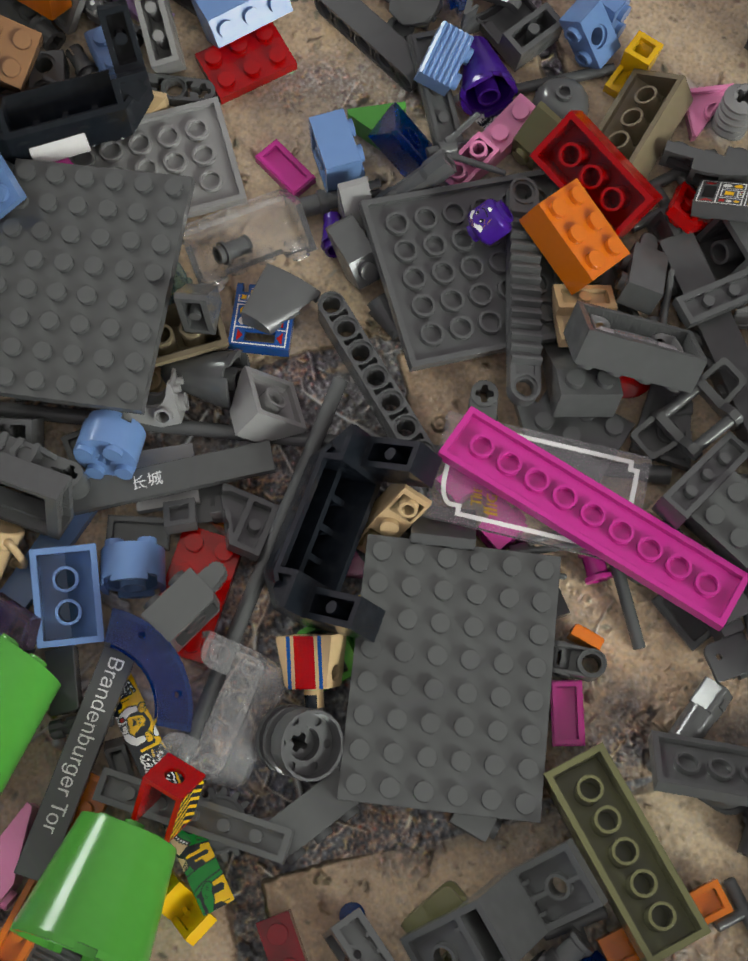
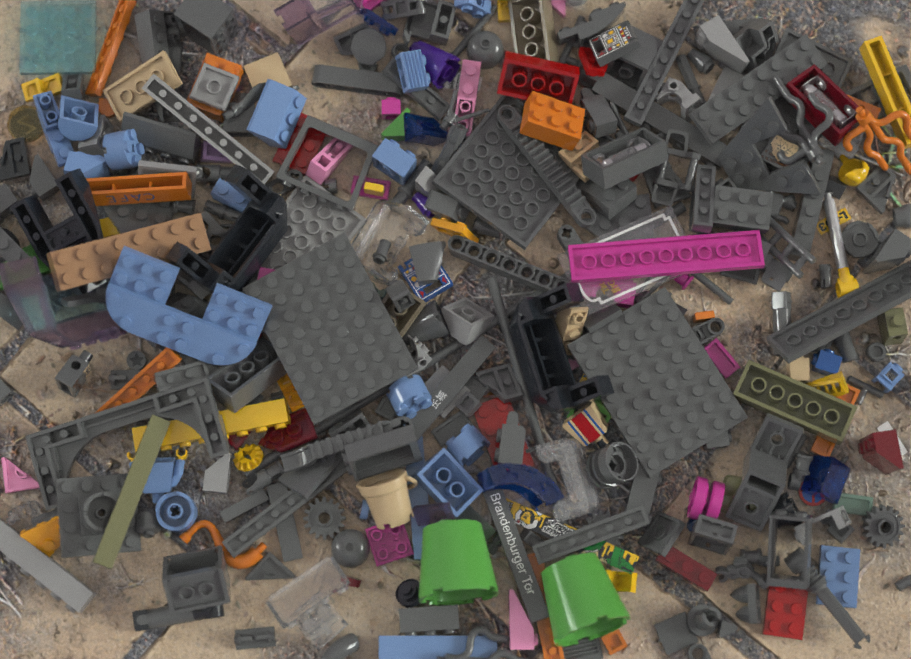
camera: 40 degrees left, 5 degrees up
(61, 148) = (259, 267): white sticker -> none
(184, 793) = (585, 524): red piece -> none
(240, 132) = (332, 185): none -> dark grey hinge
(261, 38) = (312, 122): none -> dark grey windscreen
(263, 97) = (328, 160): none -> bright pink slope
(284, 167) = (374, 189): none -> yellow tile
(293, 892) = (661, 533): none -> dark grey tile
(340, 282) = (447, 227): none -> light orange wing
(384, 90) = (391, 108): none -> dark pink plate
(391, 894) = (705, 500): none -> dark pink wheel
(489, 221) = (505, 144): dark purple head -> none
(532, 133) = (488, 78): olive slope -> none
(665, 812) = (799, 369): none -> tan brick
(712, 833) = (825, 362): none -> blue brick
(713, 866) = (831, 379): none -> yellow slope

